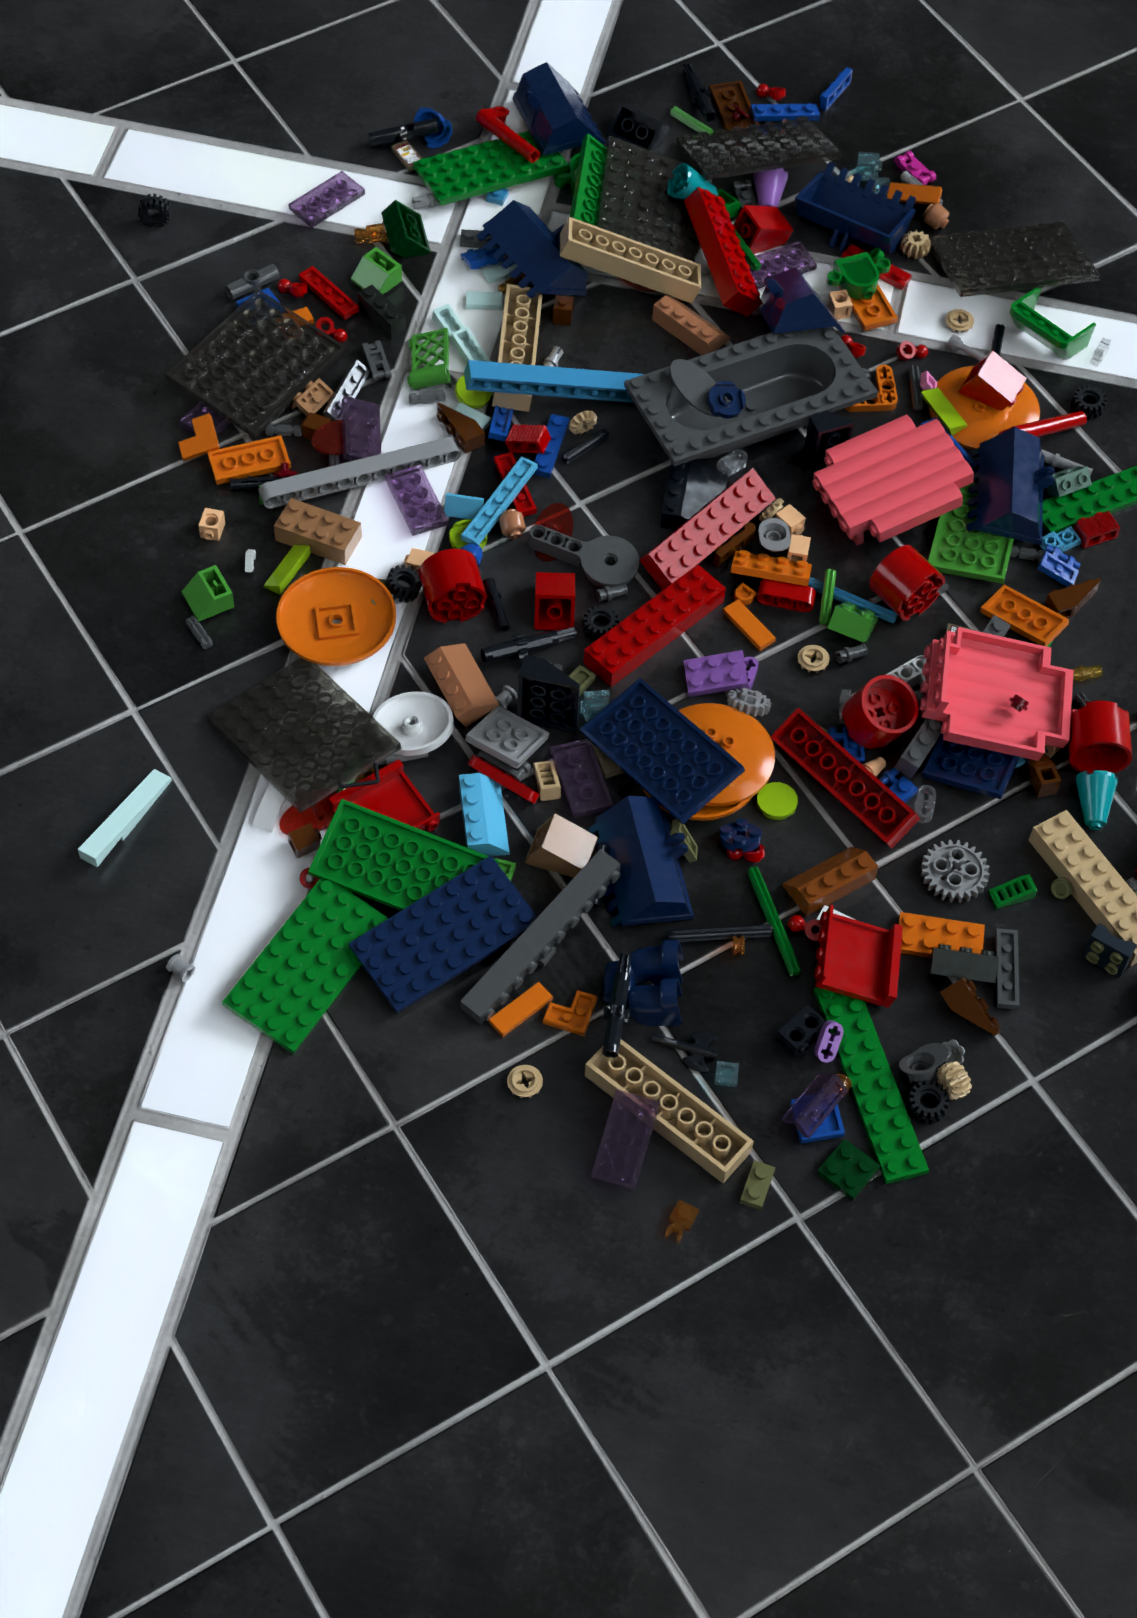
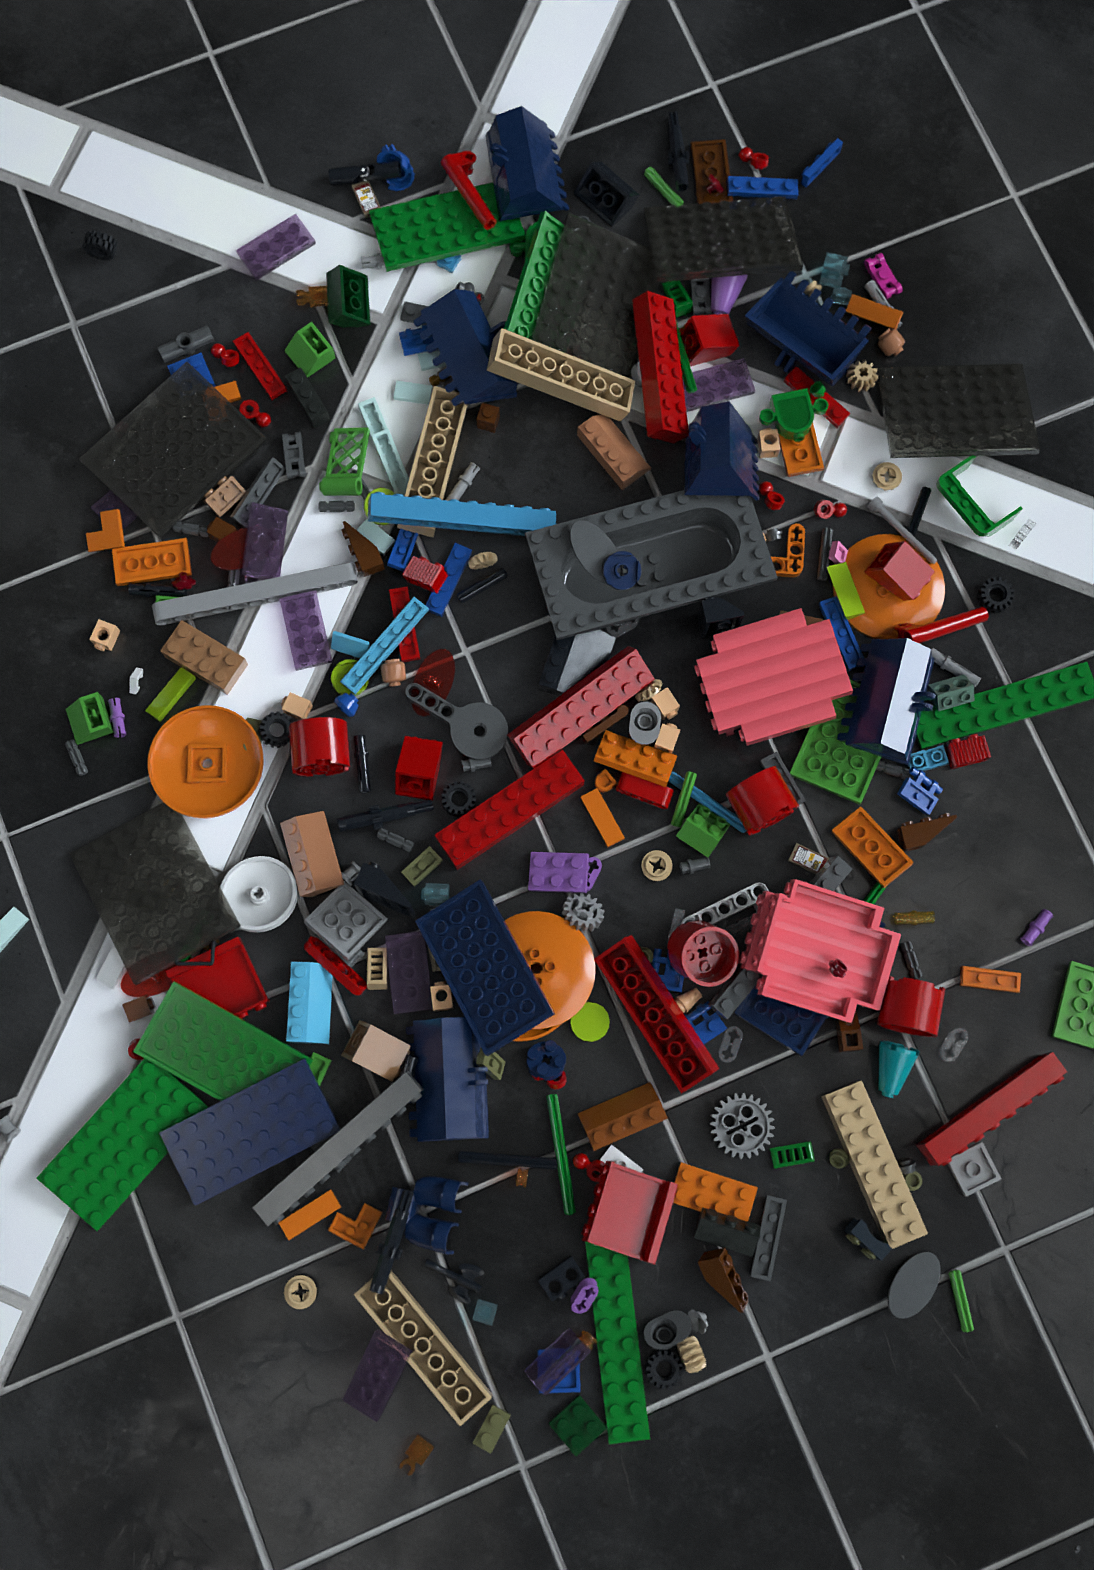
camera: 10 degrees right, 20 degrees up
(238, 593) = (117, 717): none -> medium lavender pin
(619, 786) = (441, 1005): none -> light nougat brick
(686, 181) = (640, 279): teal cone -> none

